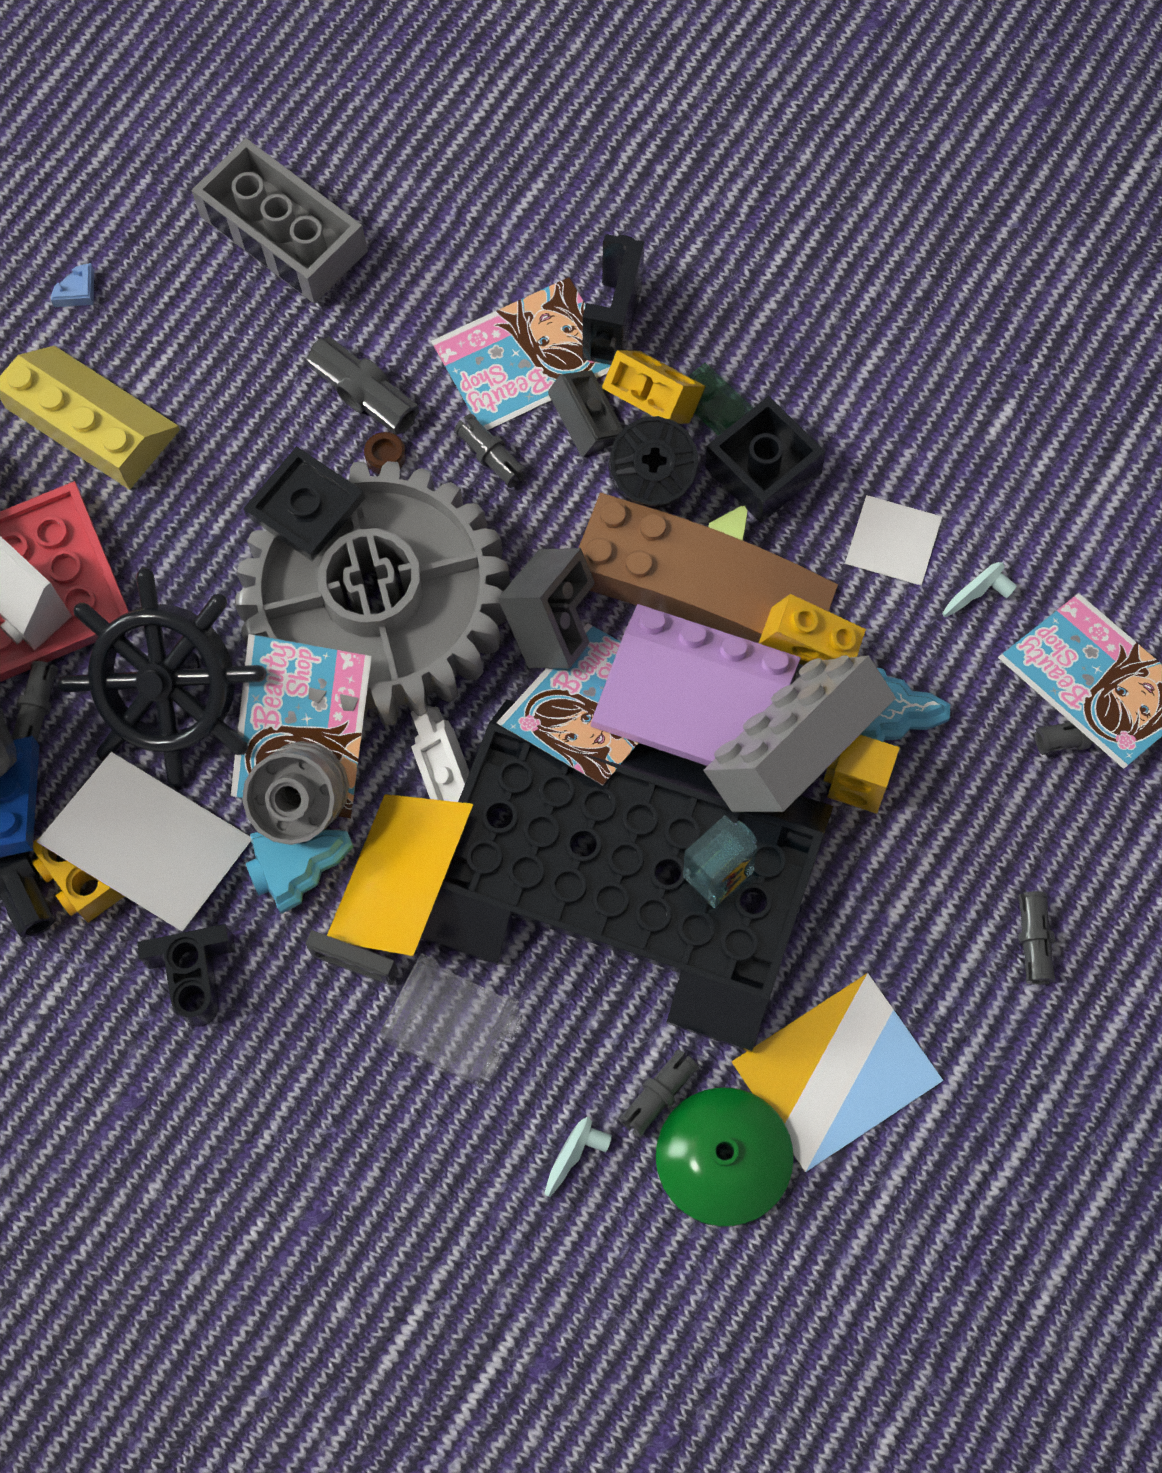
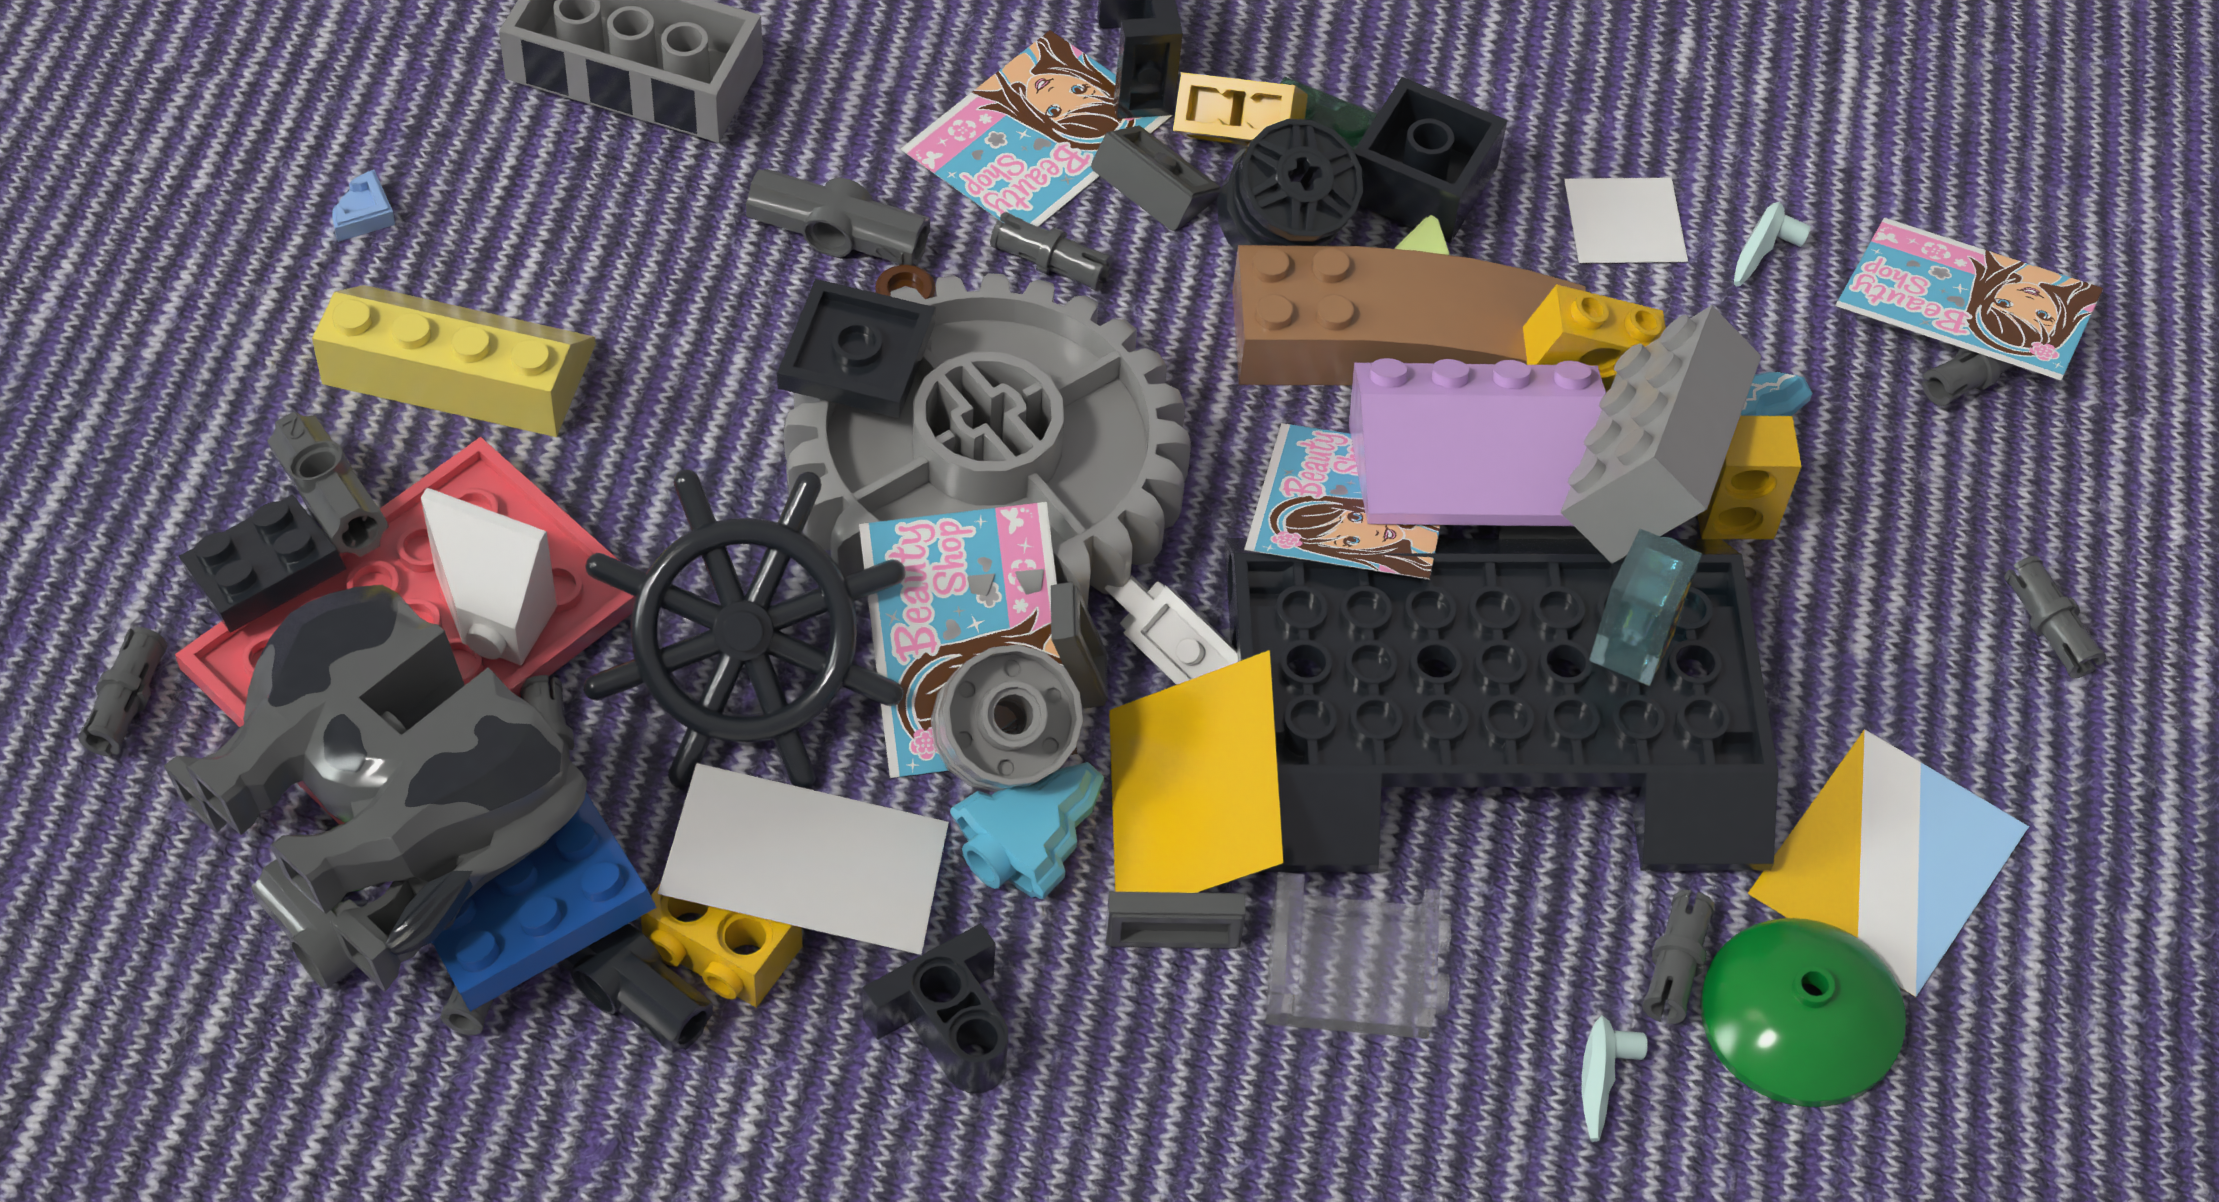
camera: 30 degrees left, 15 degrees down
(368, 752) = (1079, 644): none -> dark grey tile
(544, 604) = (1238, 399): dark grey brick -> none

